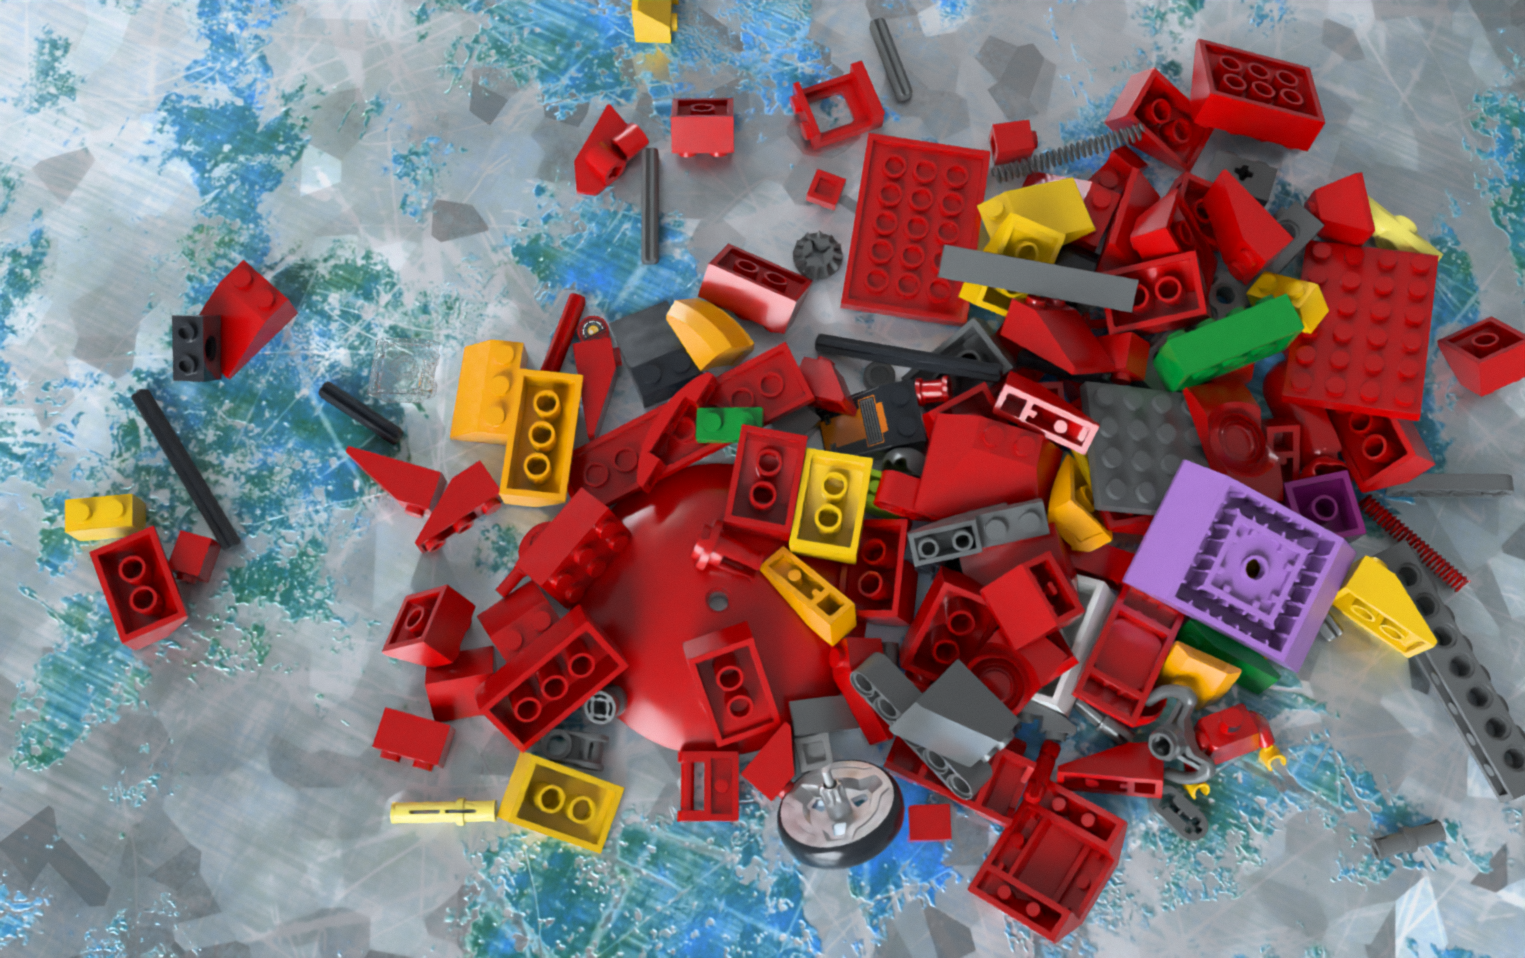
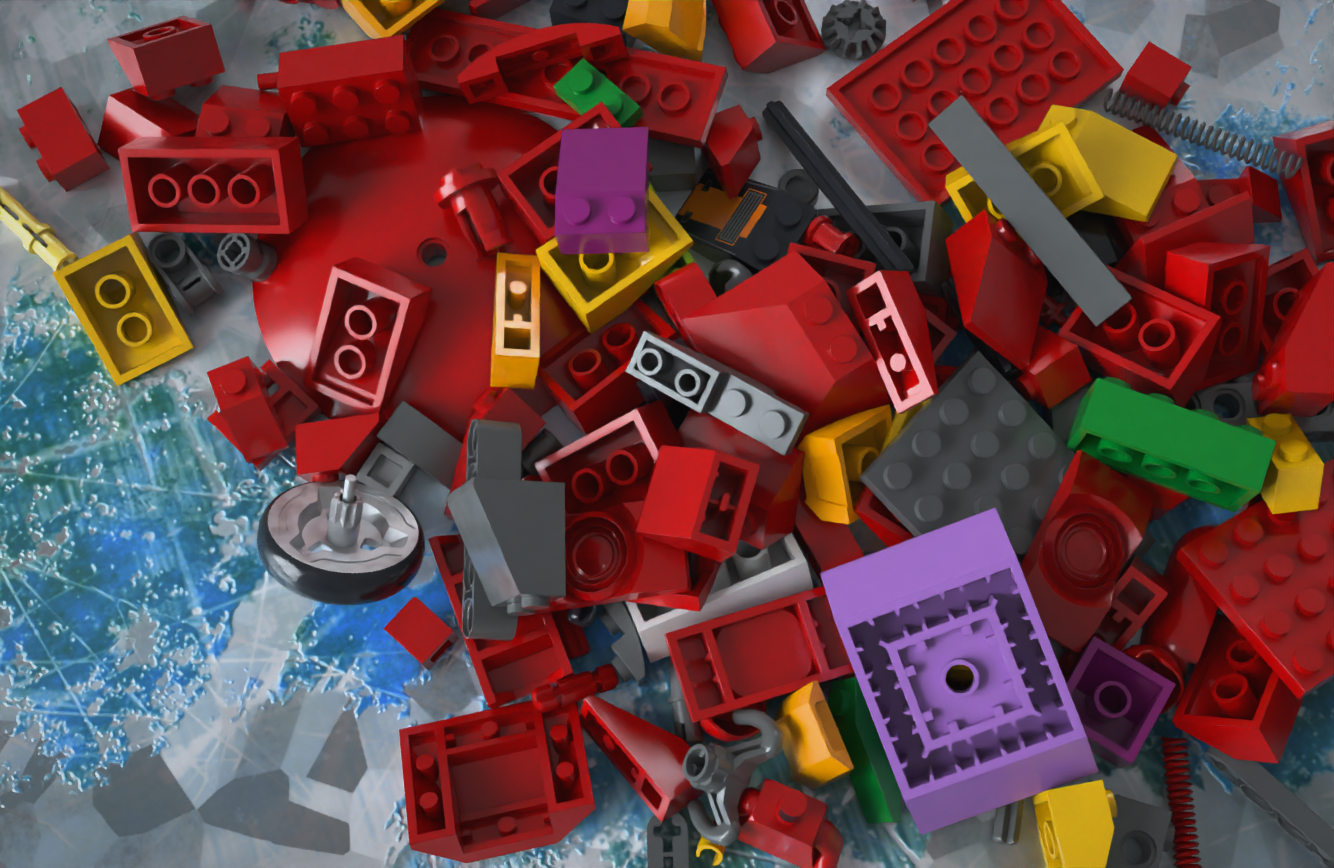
camera: 50 degrees right, 0 degrees up
(706, 791) = (248, 409): none -> red slope
(797, 473) = (603, 191): none -> magenta slope

